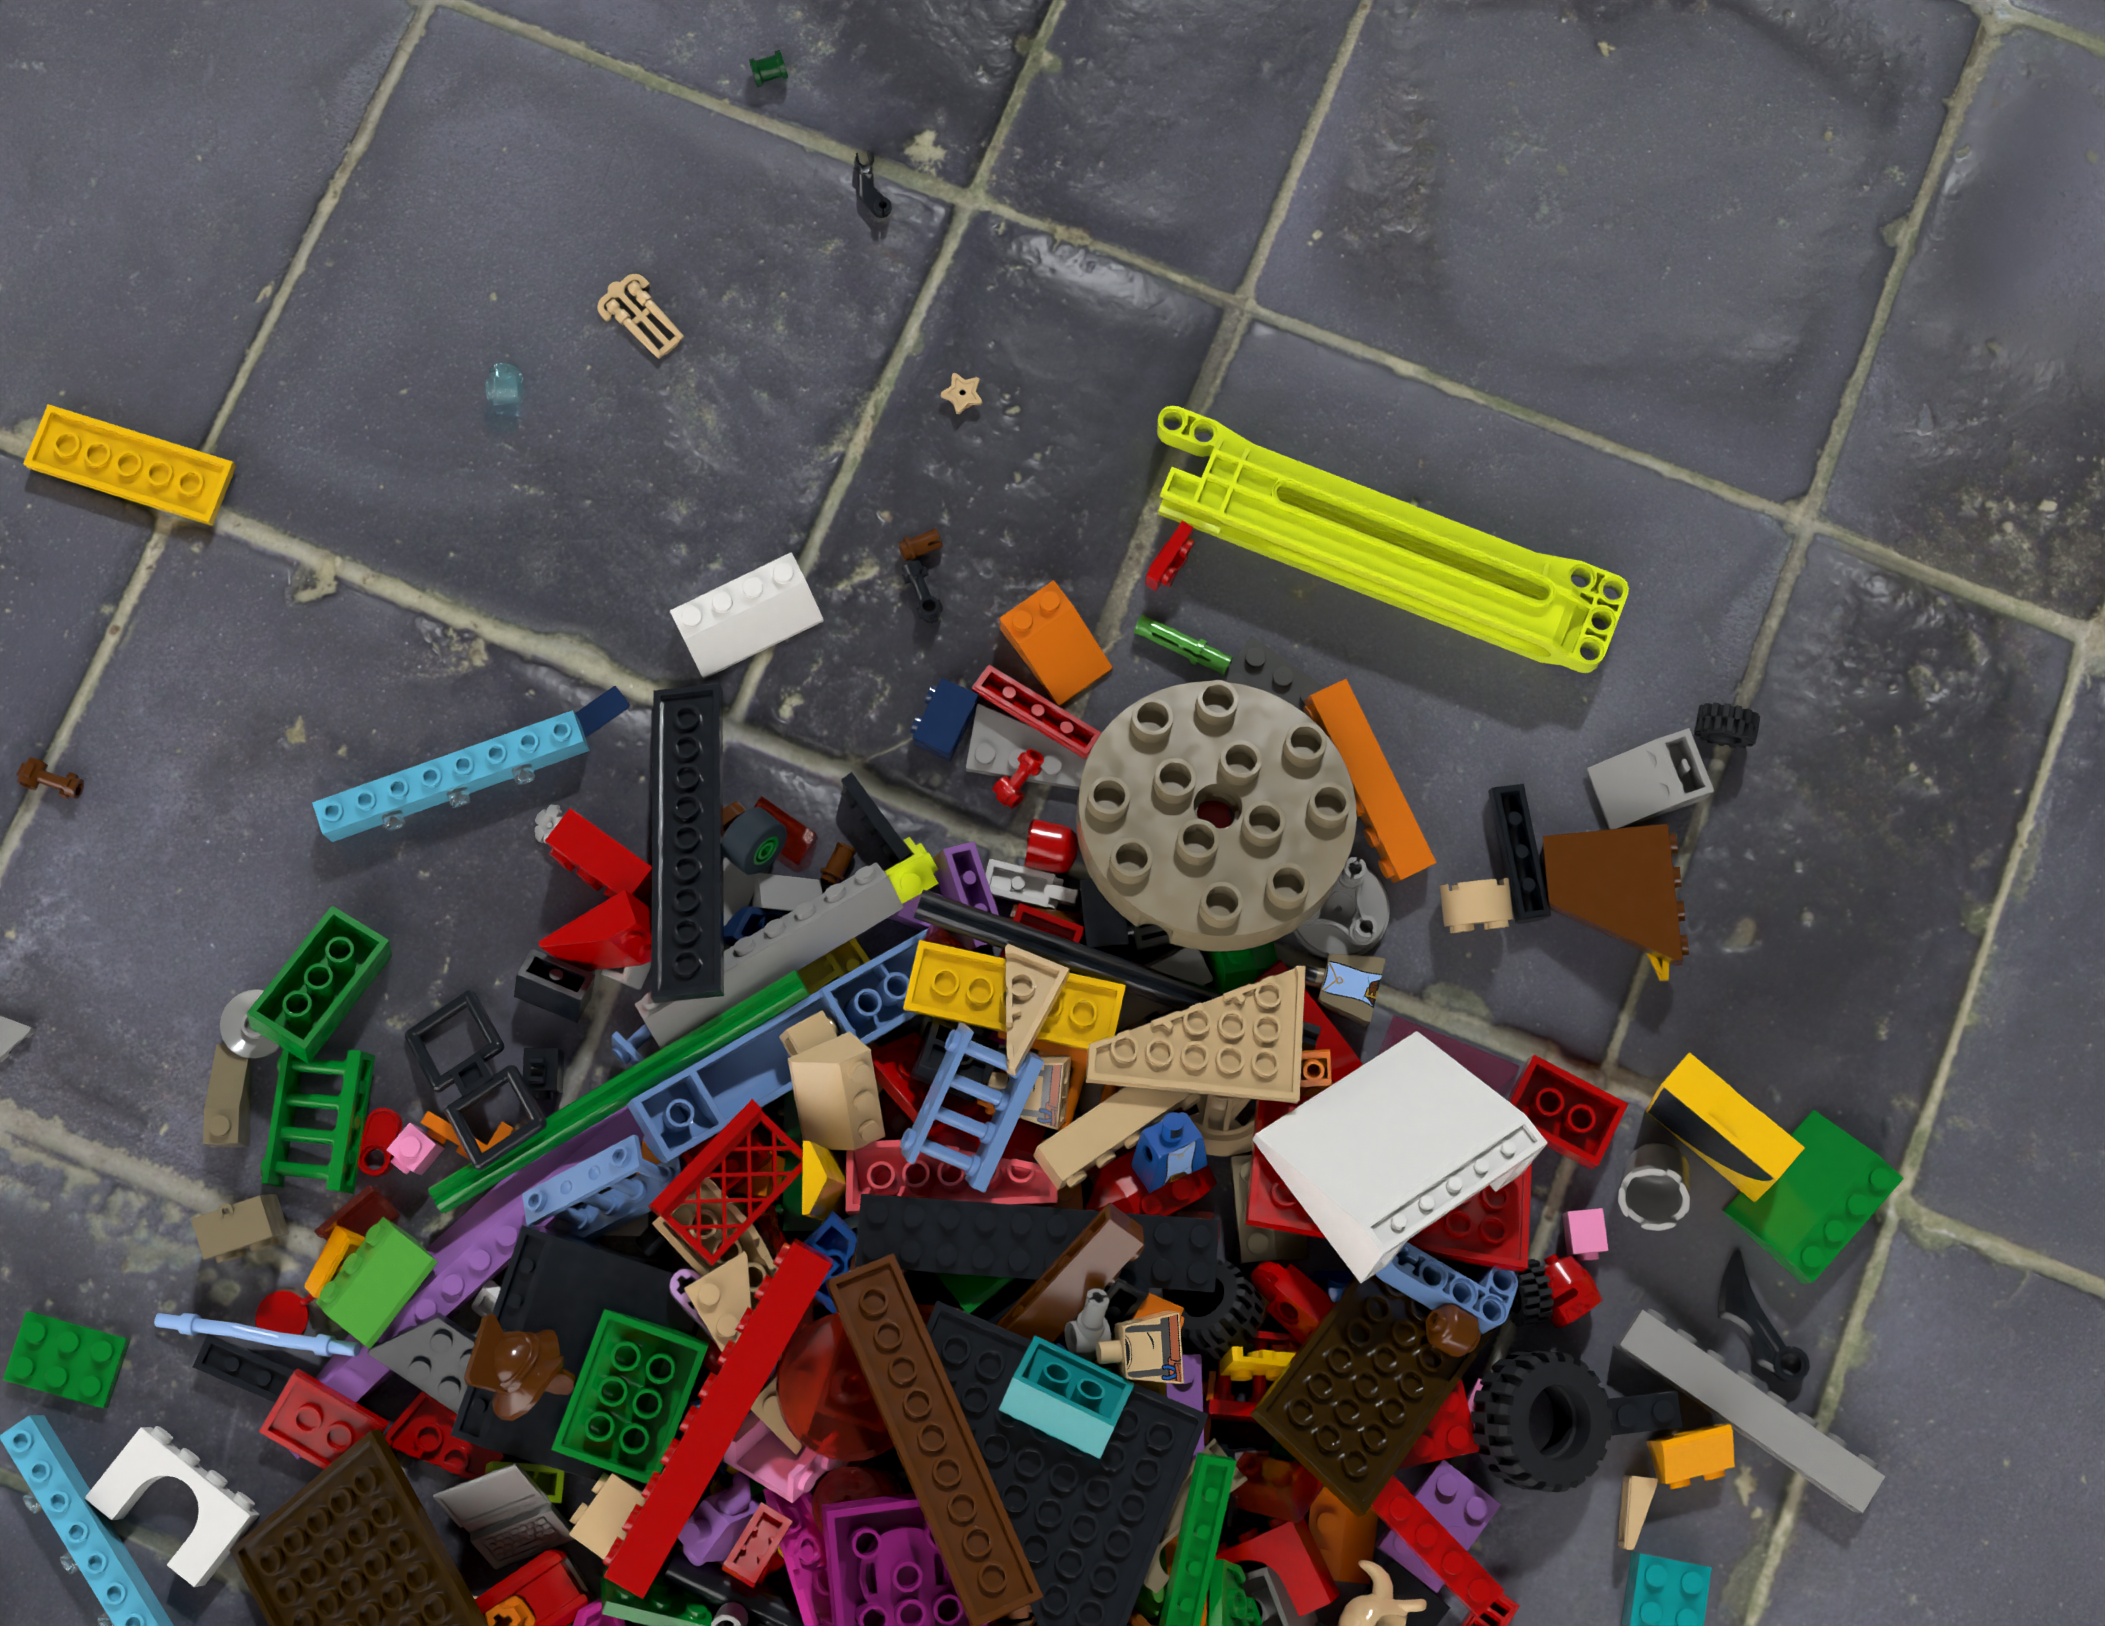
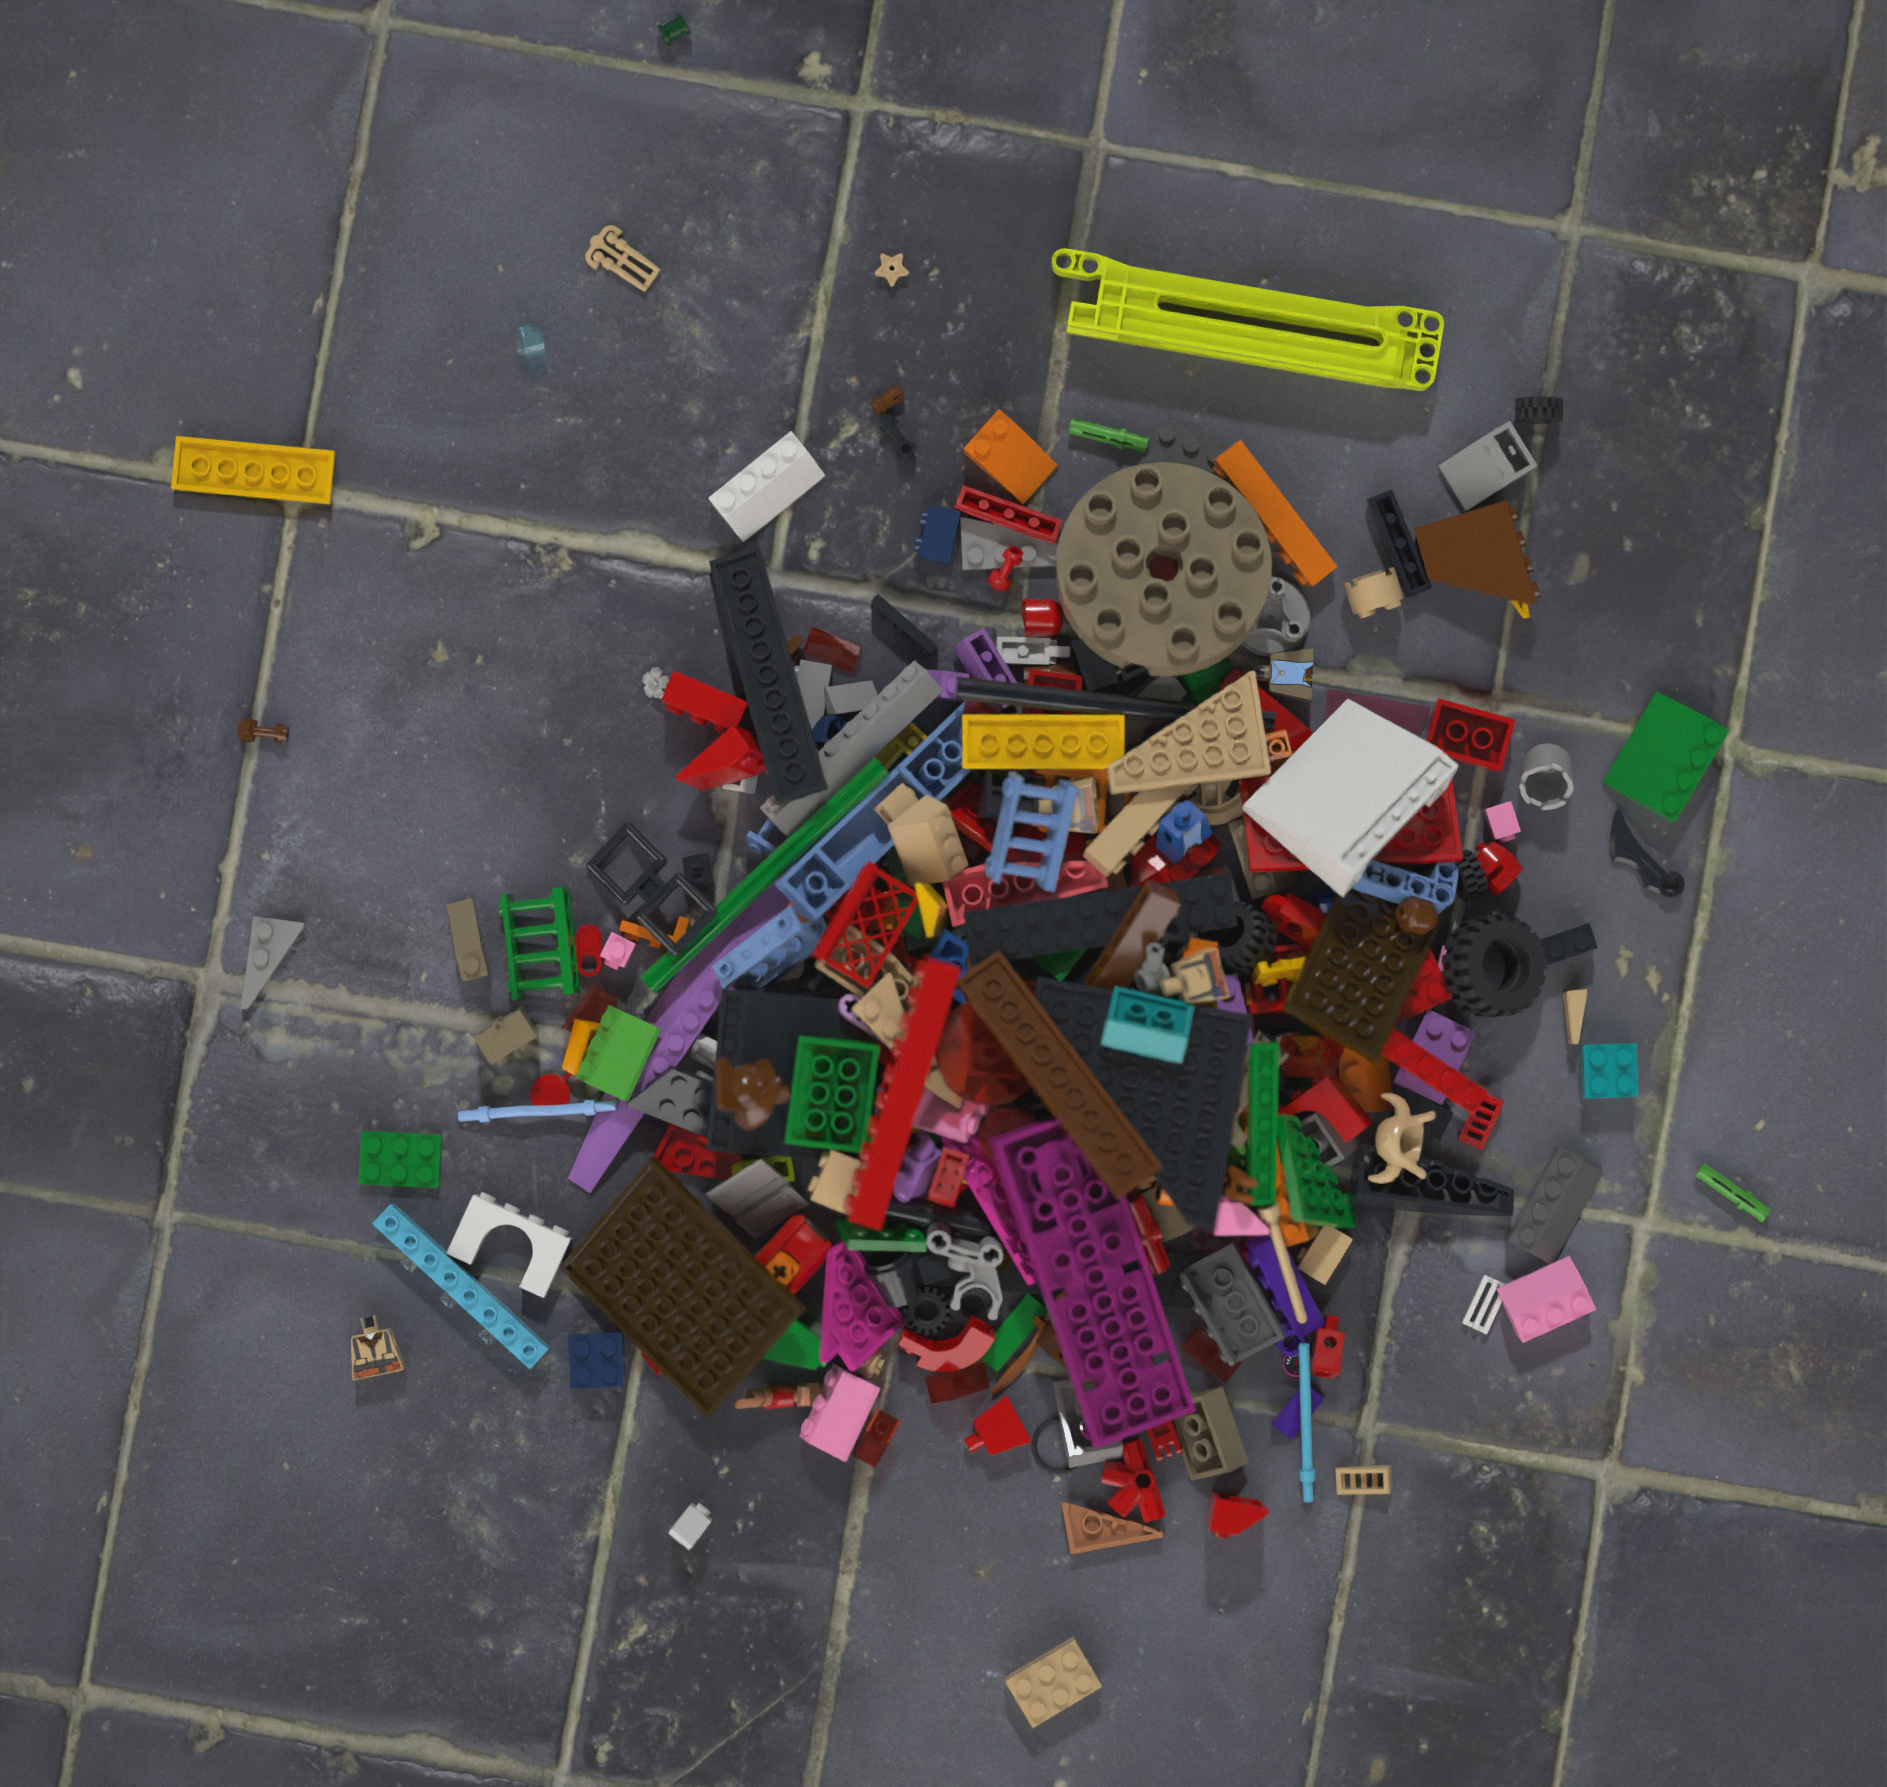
camera: 10 degrees left, 10 degrees up
(237, 1030) = (460, 877): light grey dish -> none
(242, 1368) = (538, 1138): black plate -> none
(318, 1420) = (602, 1163): red tile -> none
(319, 984) = (516, 843): green brick -> none
(451, 777) = (572, 663): medium azure piece -> none
(554, 985) = (691, 805): black brick -> none
(601, 710) = (668, 587): dark blue sticker -> none
(754, 841) = (818, 664): black wheel -> none
(837, 864) = (882, 666): reddish brown pin -> none
(867, 193) = (777, 116): black arm -> none
(913, 873) = (945, 663): neon yellow bracket -> none
(1030, 995) = (1056, 737): tan wing -> none
(1170, 558) = (1084, 371): red plate -> none
(1692, 1454) = (1609, 965): light orange slope -> none
(1723, 1128) = (1587, 724): yellow tile -> none
(1749, 1410) = (1644, 924): light grey brick -> none

